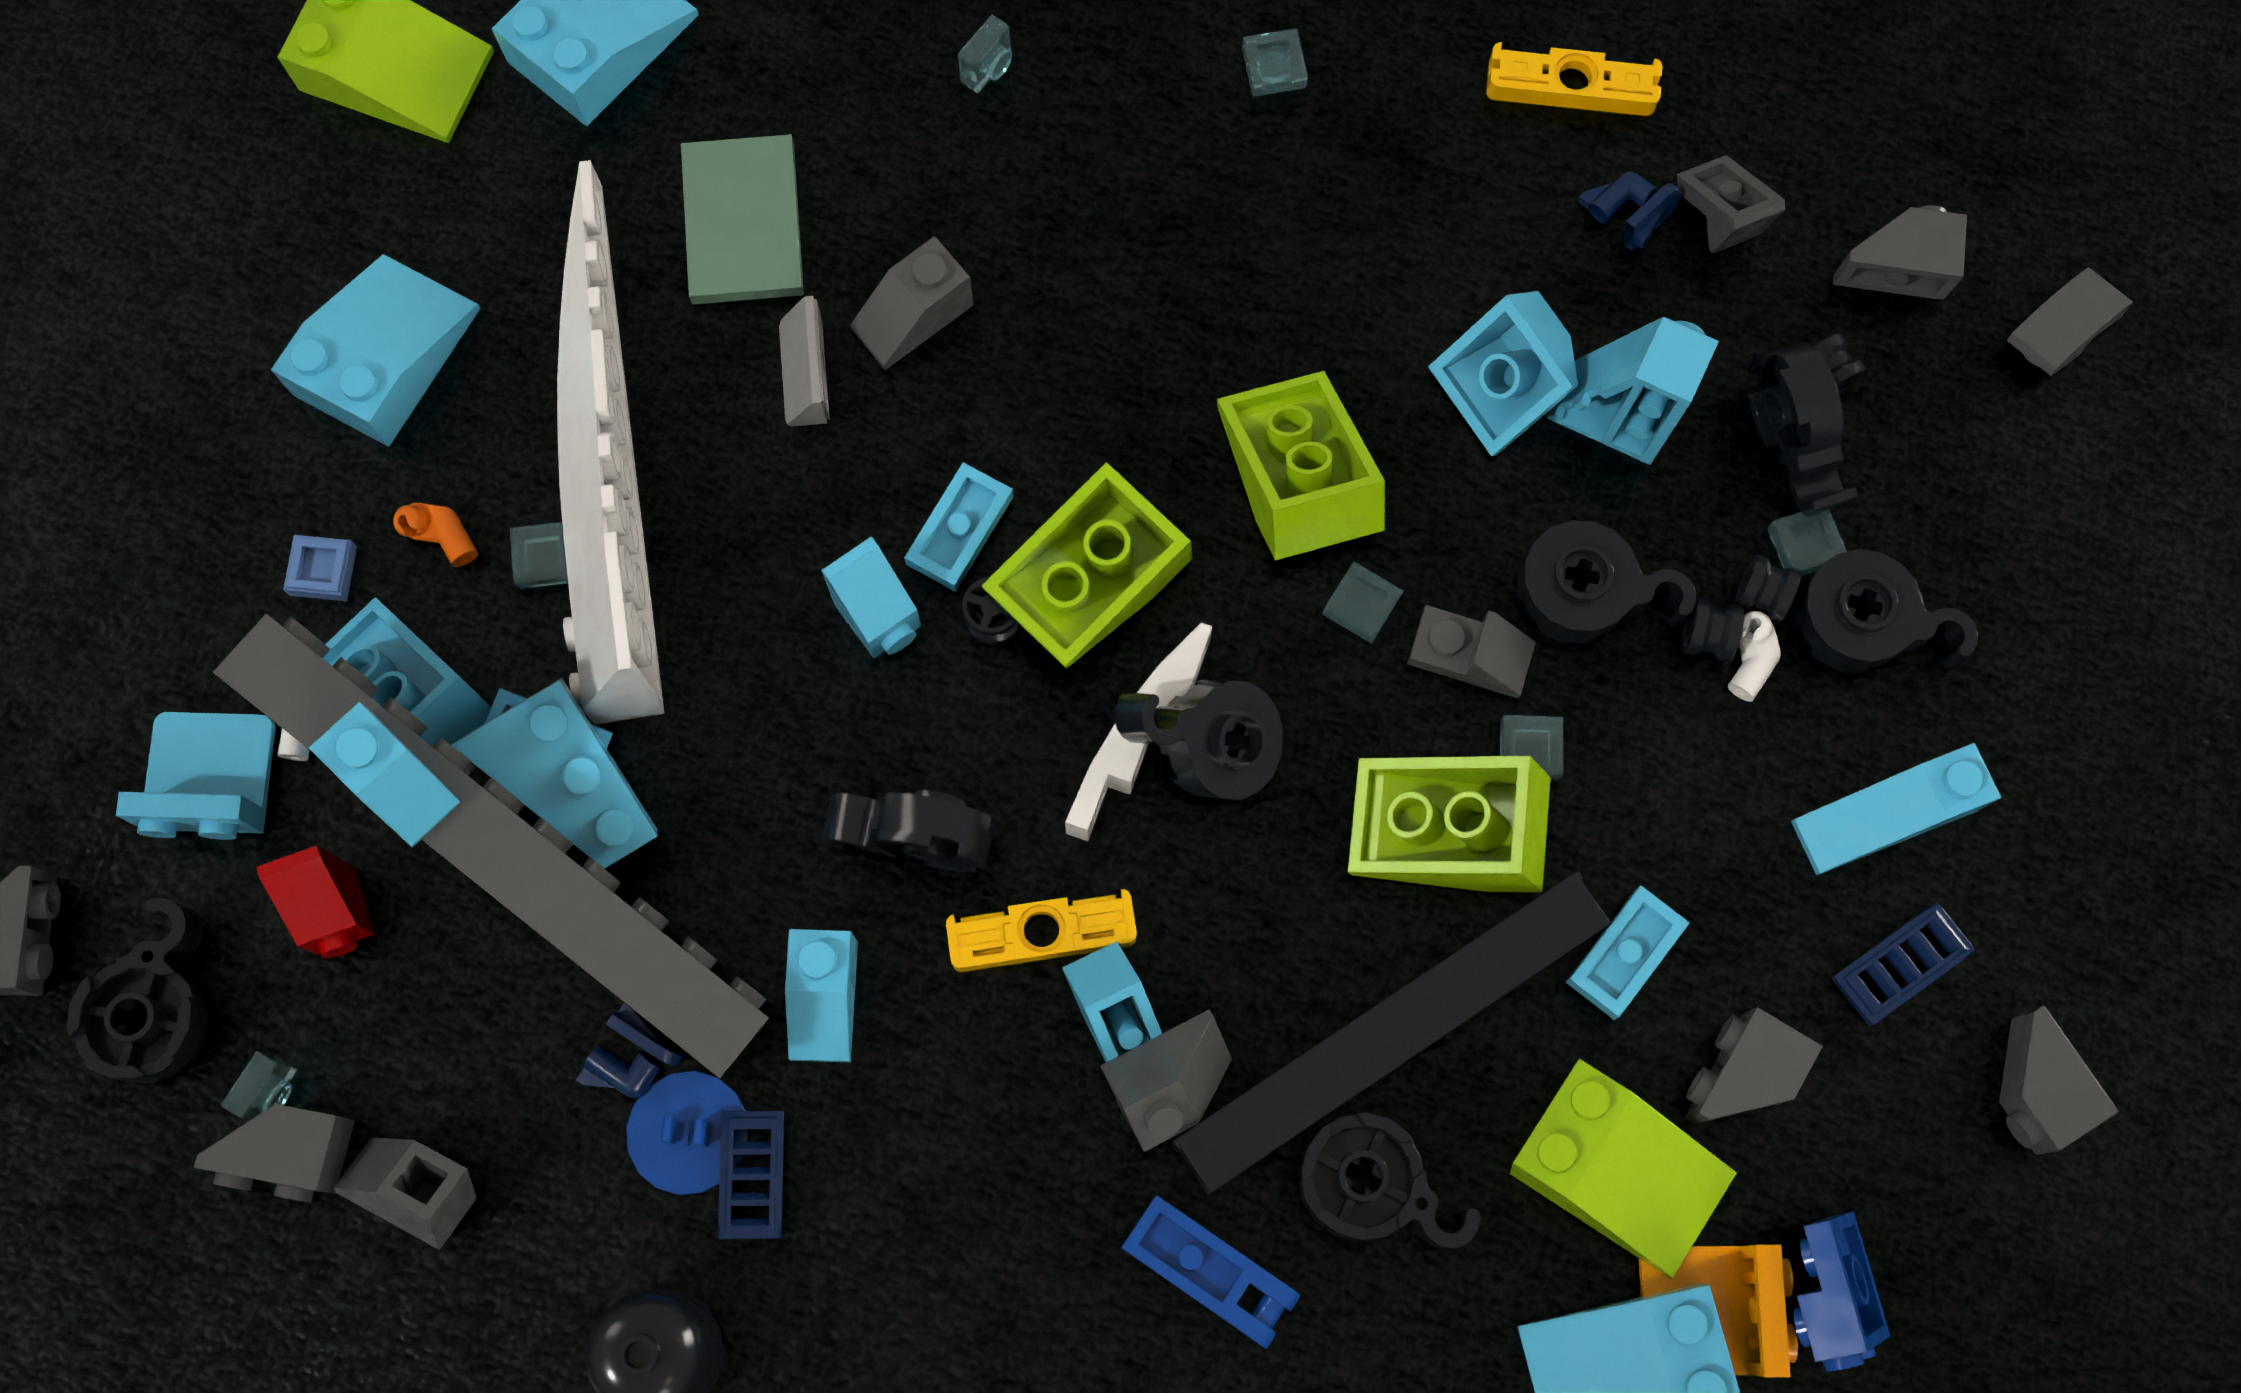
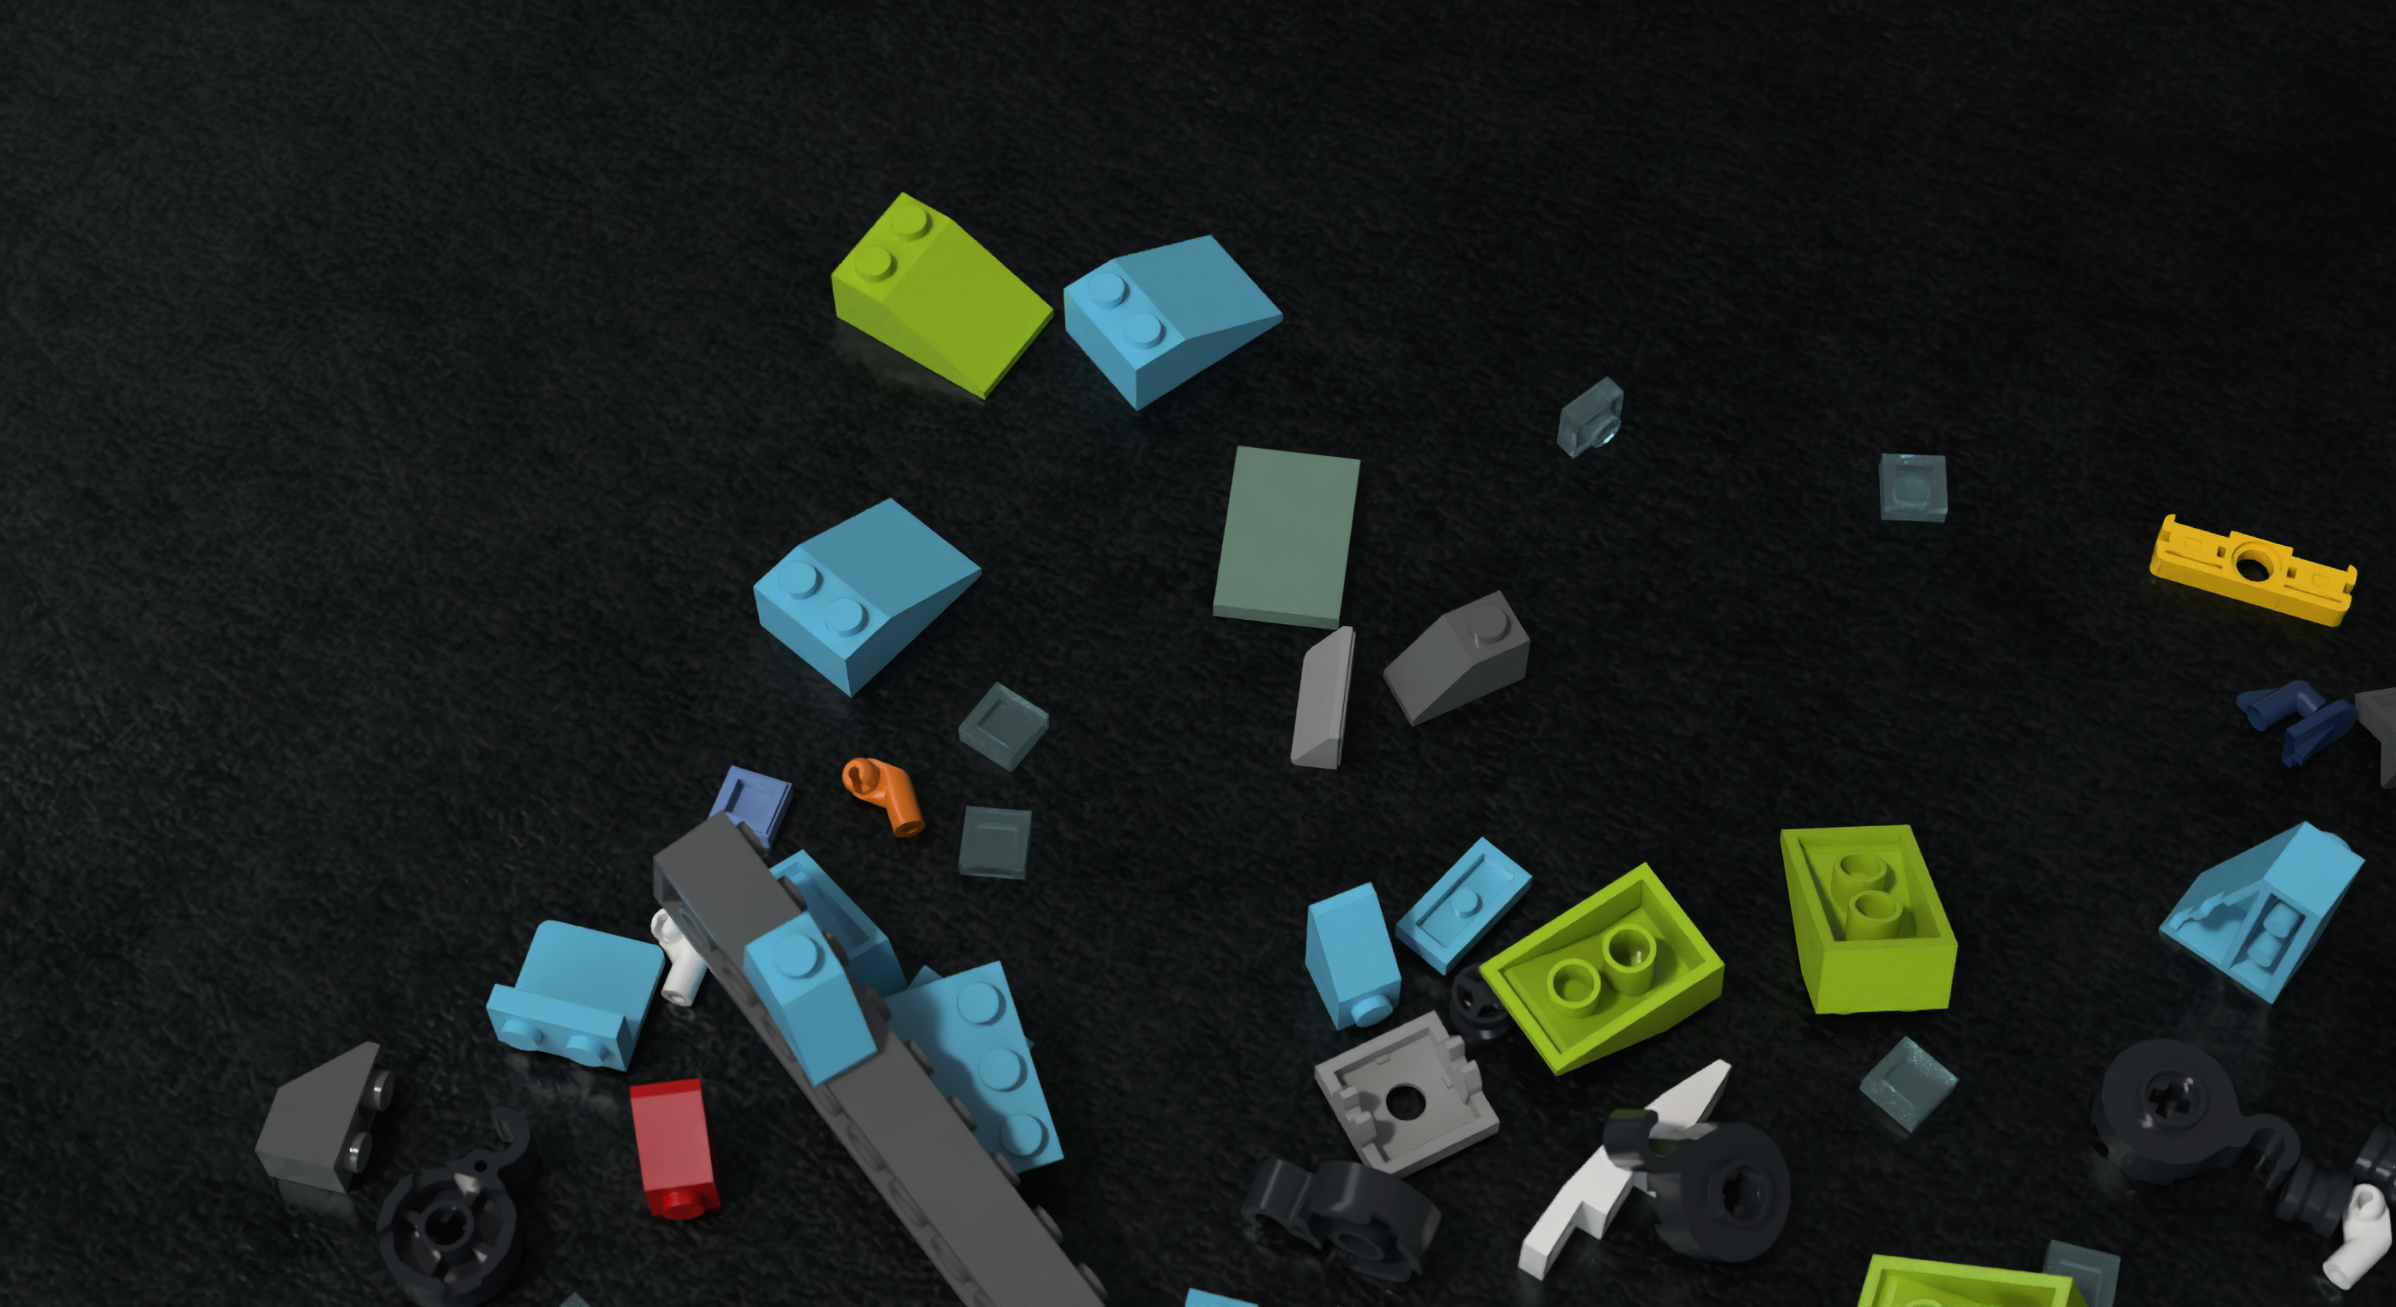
camera: 15 degrees right, 15 degrees down
(526, 447) = (1004, 727): none -> clear light blue tile
(598, 484) = (1073, 784): white wedge -> none
(939, 671) = (1418, 1057): none -> light grey piece
(1472, 651) = (2032, 1166): dark grey slope -> none
(1508, 369) = (2121, 861): medium azure slope -> none

